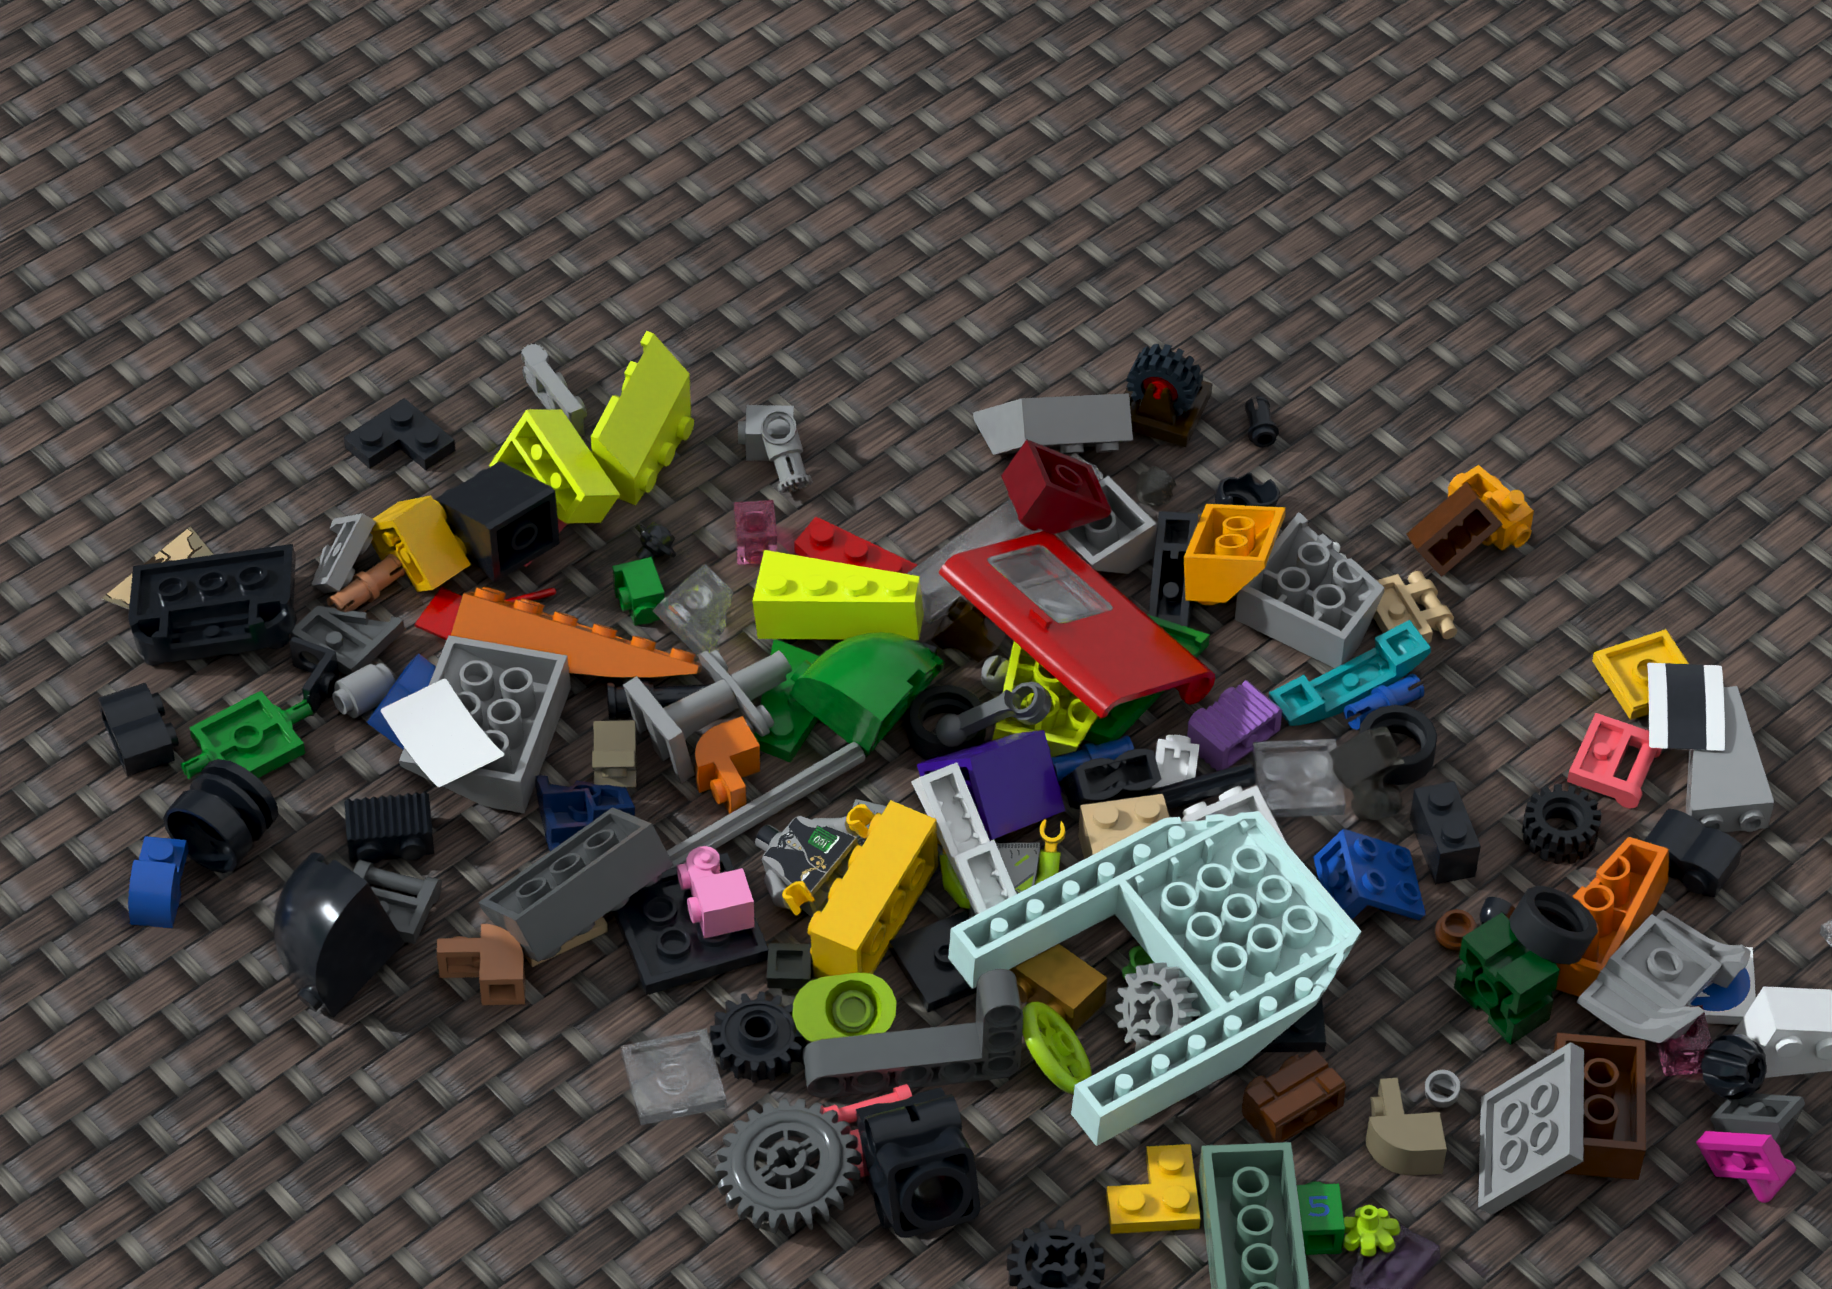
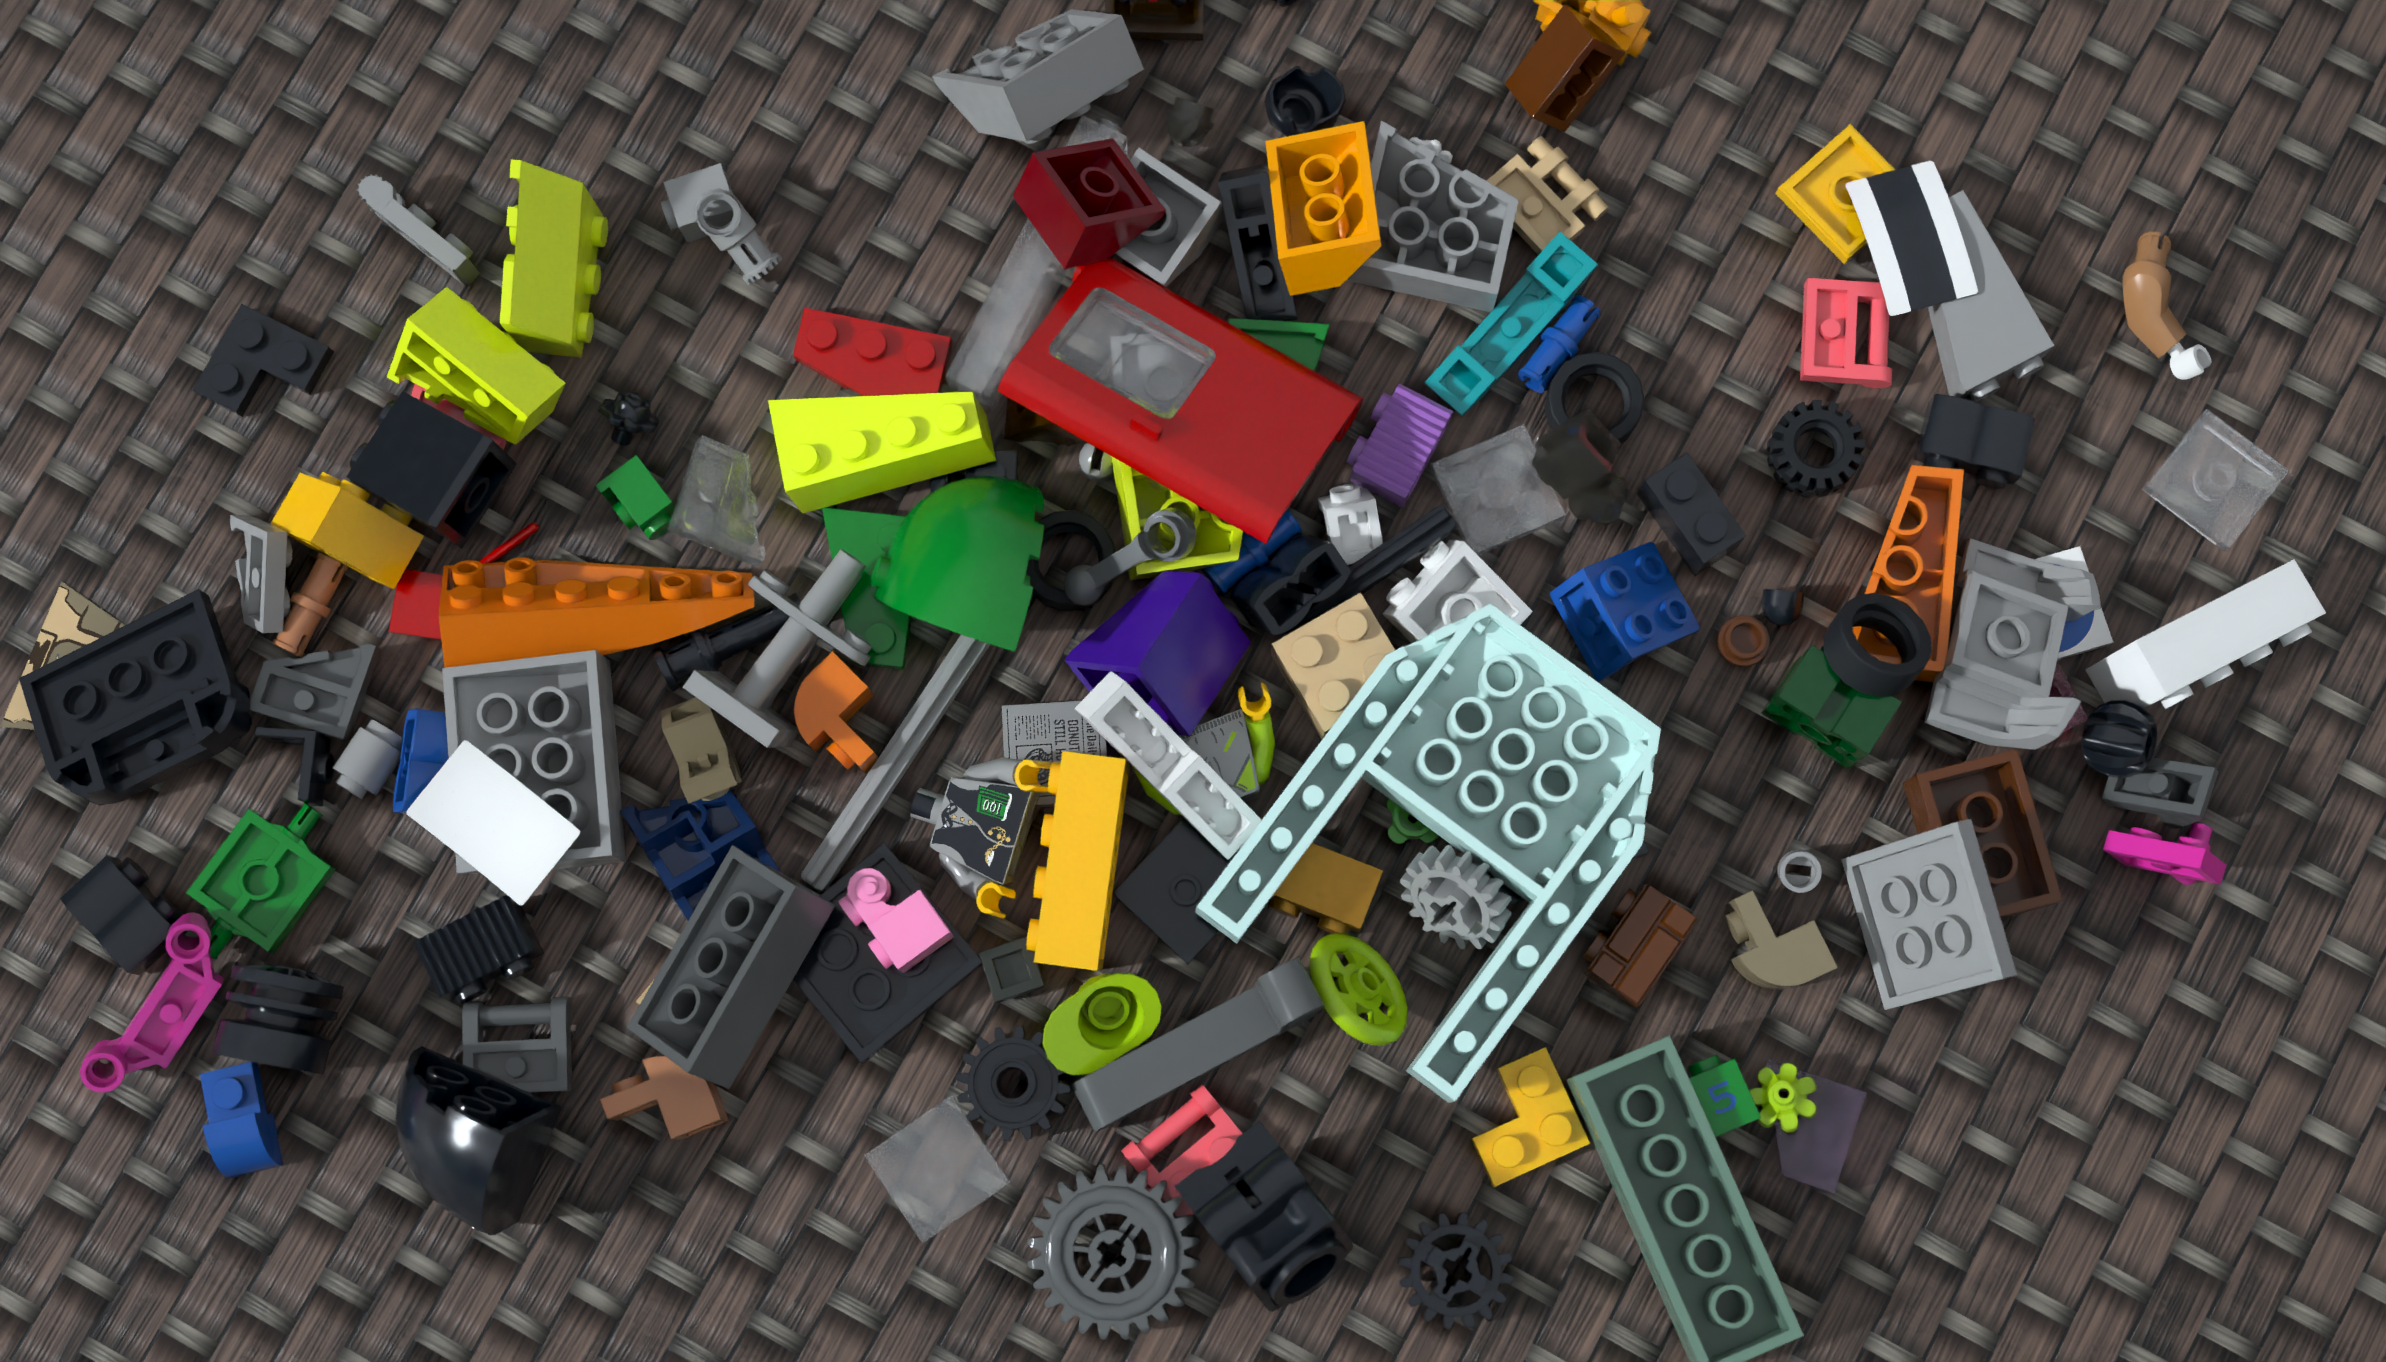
camera: 15 degrees left, 30 degrees up
(139, 794) = (166, 1013): none -> dark pink plate
(754, 530) = (735, 342): clear pink brick -> none

